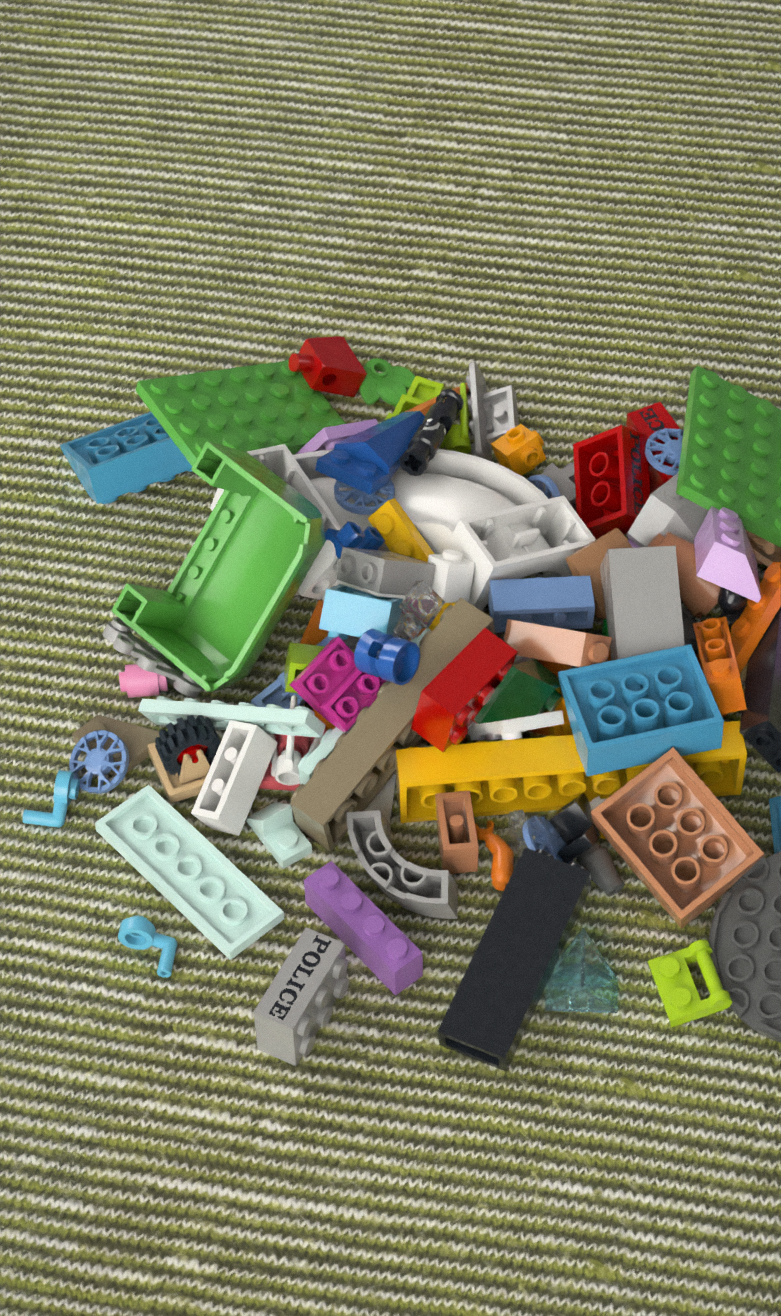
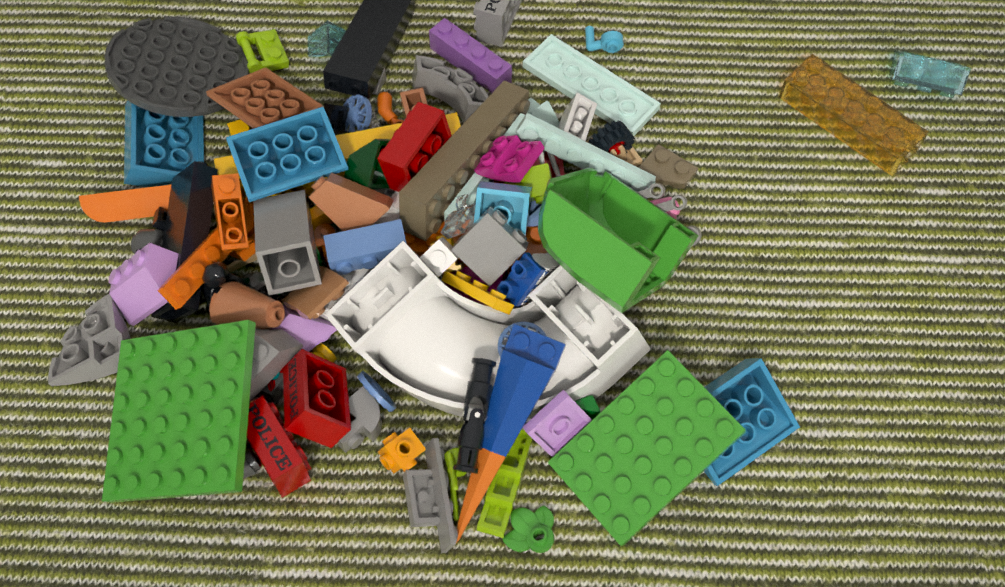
camera: 170 degrees right, 10 degrees up
(64, 790) = (688, 125): medium azure plate -> none
(99, 761) = (672, 145): medium blue wheel -> none
(329, 366) = (587, 526): red torso -> none
(387, 656) = (475, 152): blue wheel -> none
(670, 450) = (261, 416): medium blue wheel -> none
(726, 554) = (218, 284): lavender slope -> none

